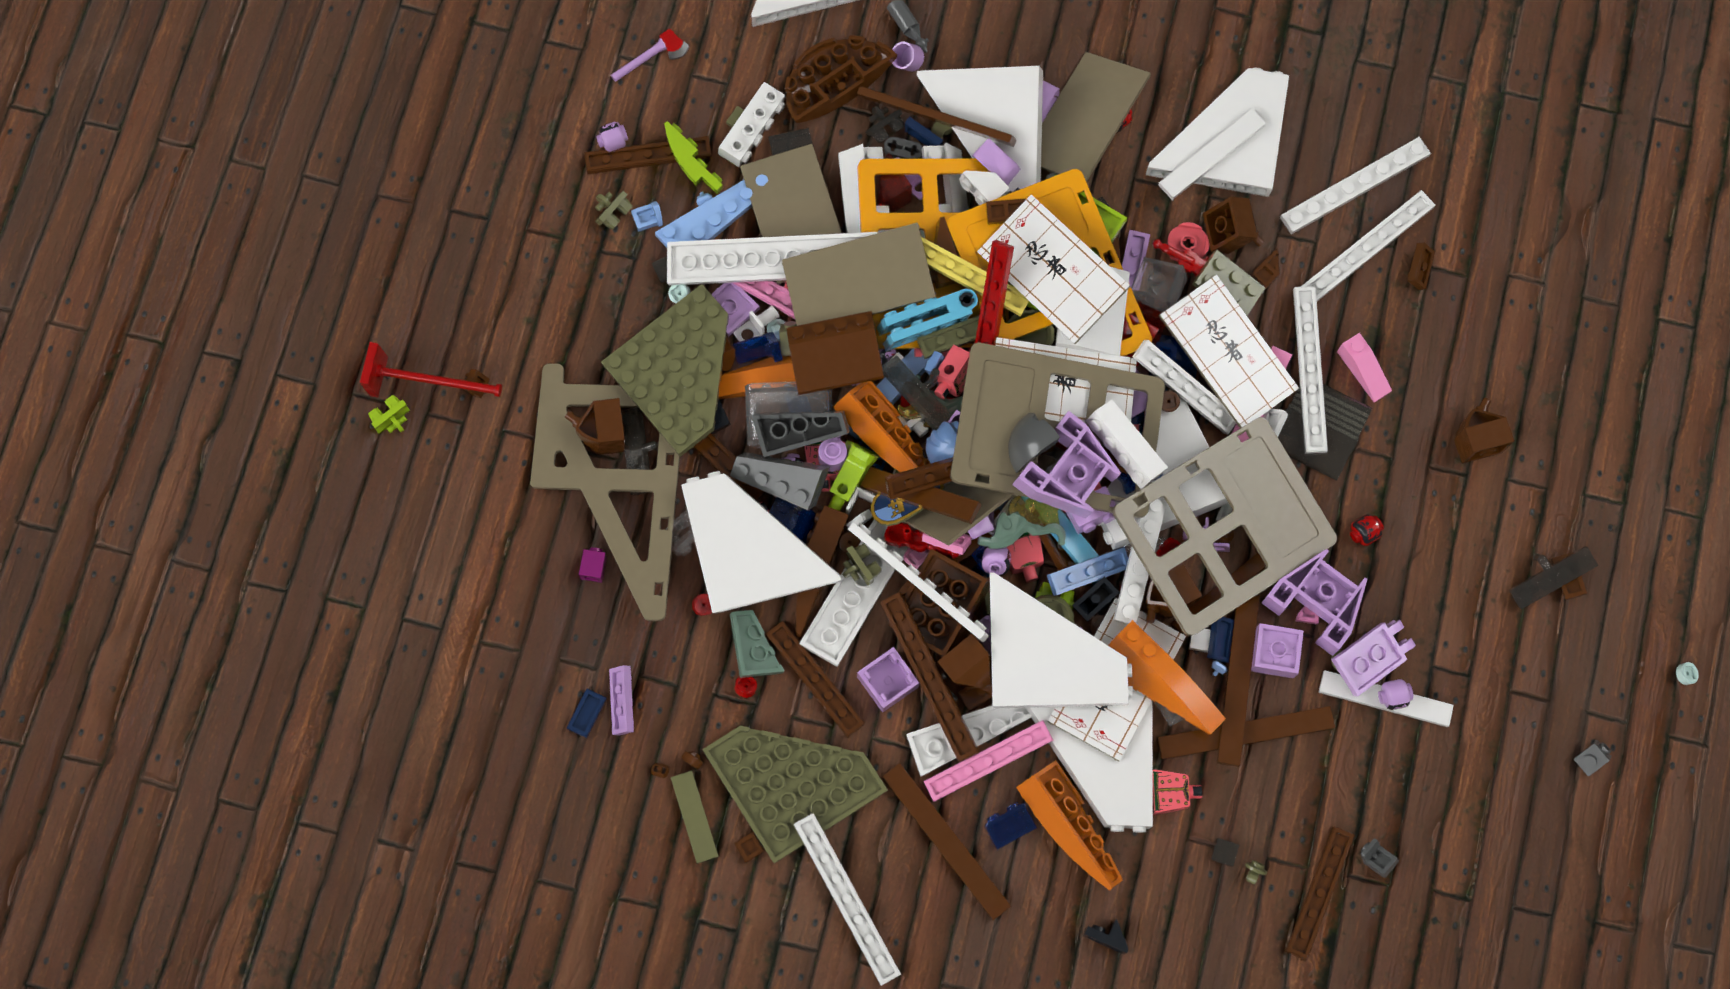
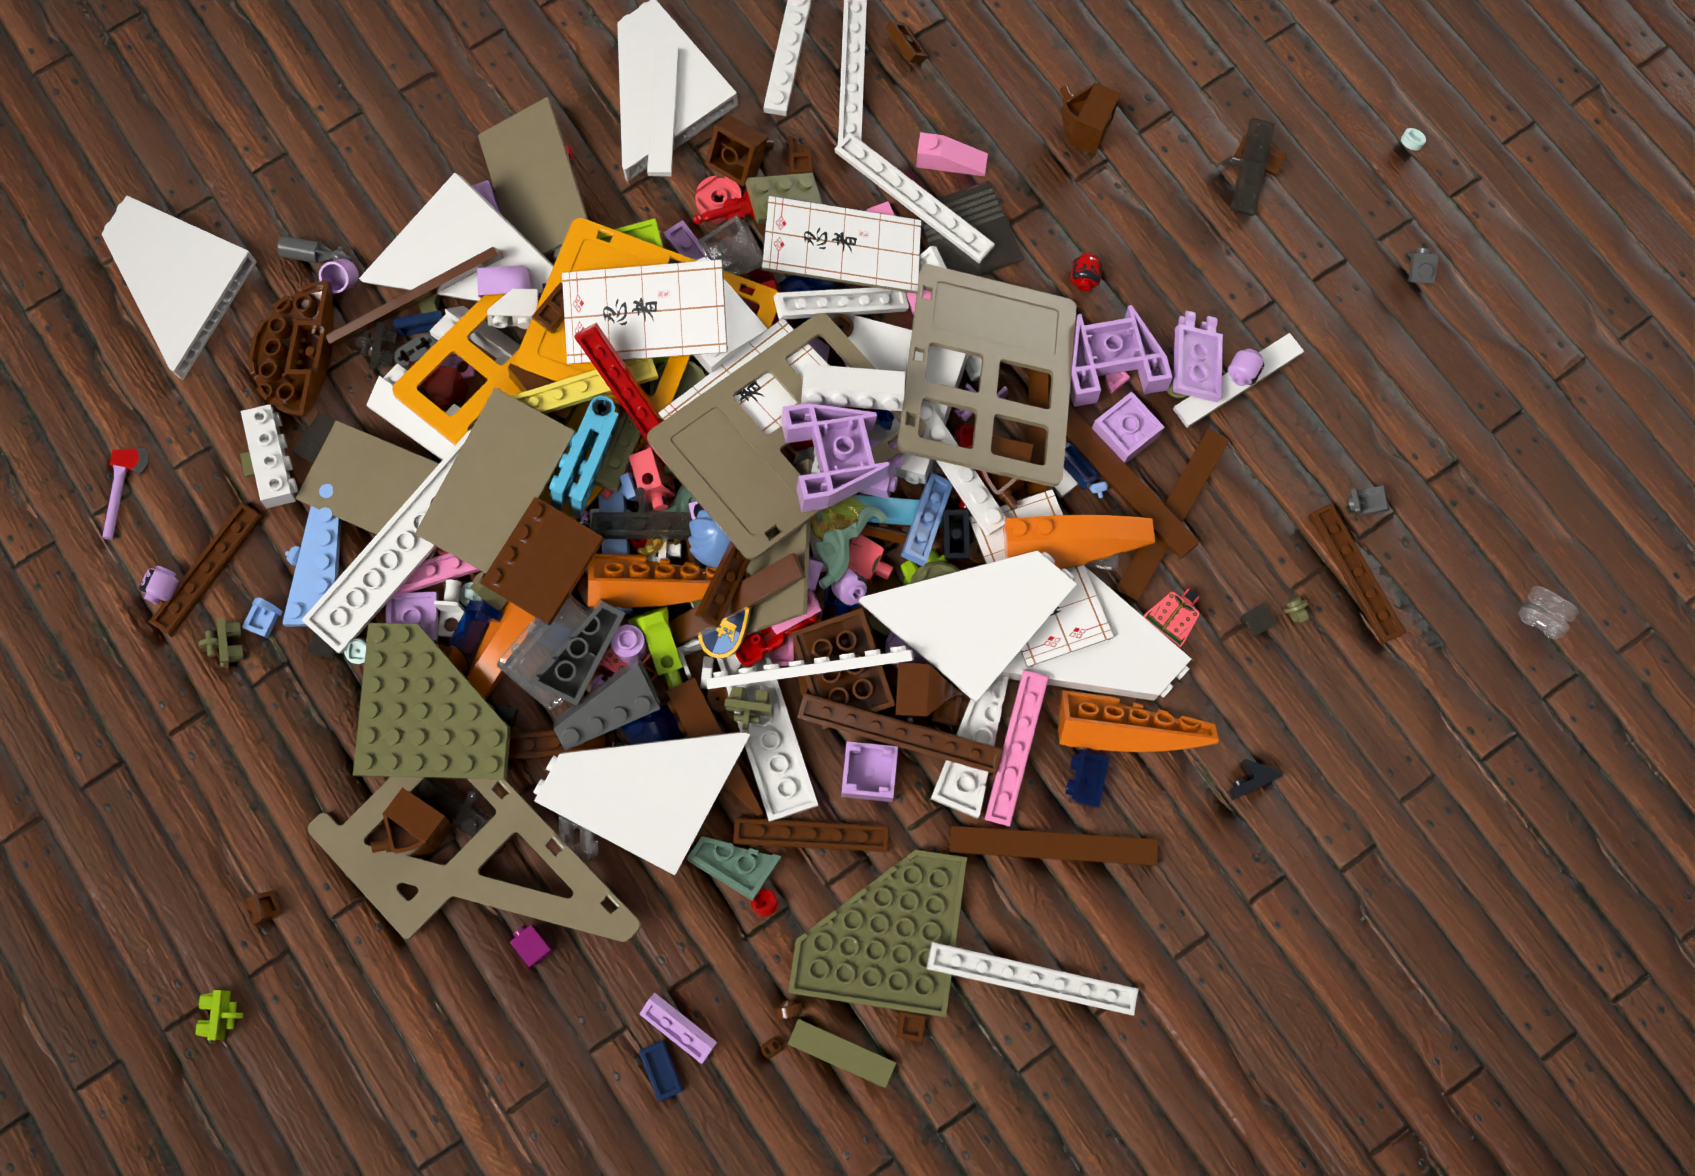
camera: 45 degrees left, 0 degrees up
(375, 369) = (160, 990): red tile -> none
(685, 152) = (236, 534): lime slope -> none
(701, 605) = (656, 877): red tile -> none
(1029, 440) = (777, 462): dark grey brick -> none

